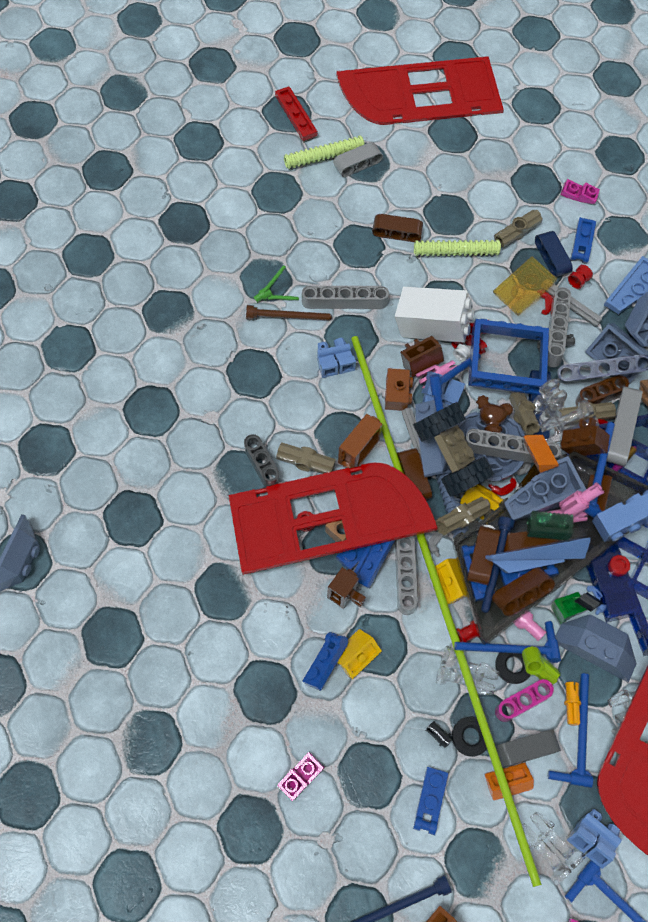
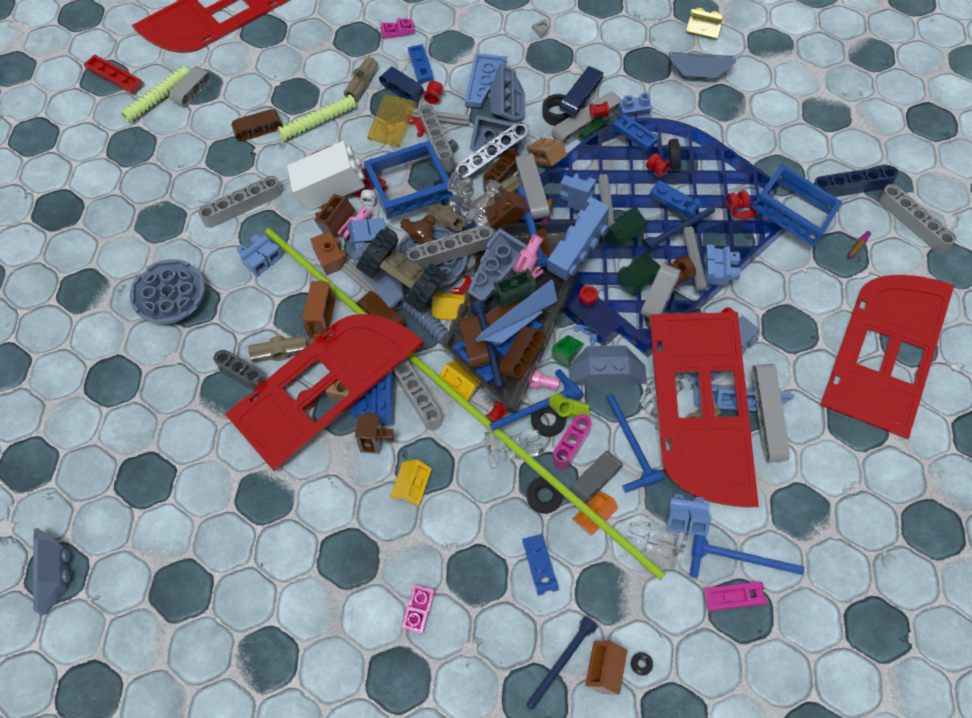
camera: 25 degrees left, 5 degrees down
(235, 338) = (167, 291): none -> sand blue brick
(252, 312) = (164, 252): reddish brown piece -> none
(266, 292) = (167, 231): bright green plant -> none
(325, 660) = (387, 502): blue plate -> none
(433, 541) = (428, 355): light grey piece -> none
(436, 382) = (358, 224): blue bar -> none
(439, 734) = (517, 507): black pin -> none
(462, 515) = (439, 322): dark tan piece -> none
(540, 452) = (475, 237): orange slope -> none
(572, 703) = (612, 422): light orange axle -> none
(588, 601) = (580, 337): piece -> none

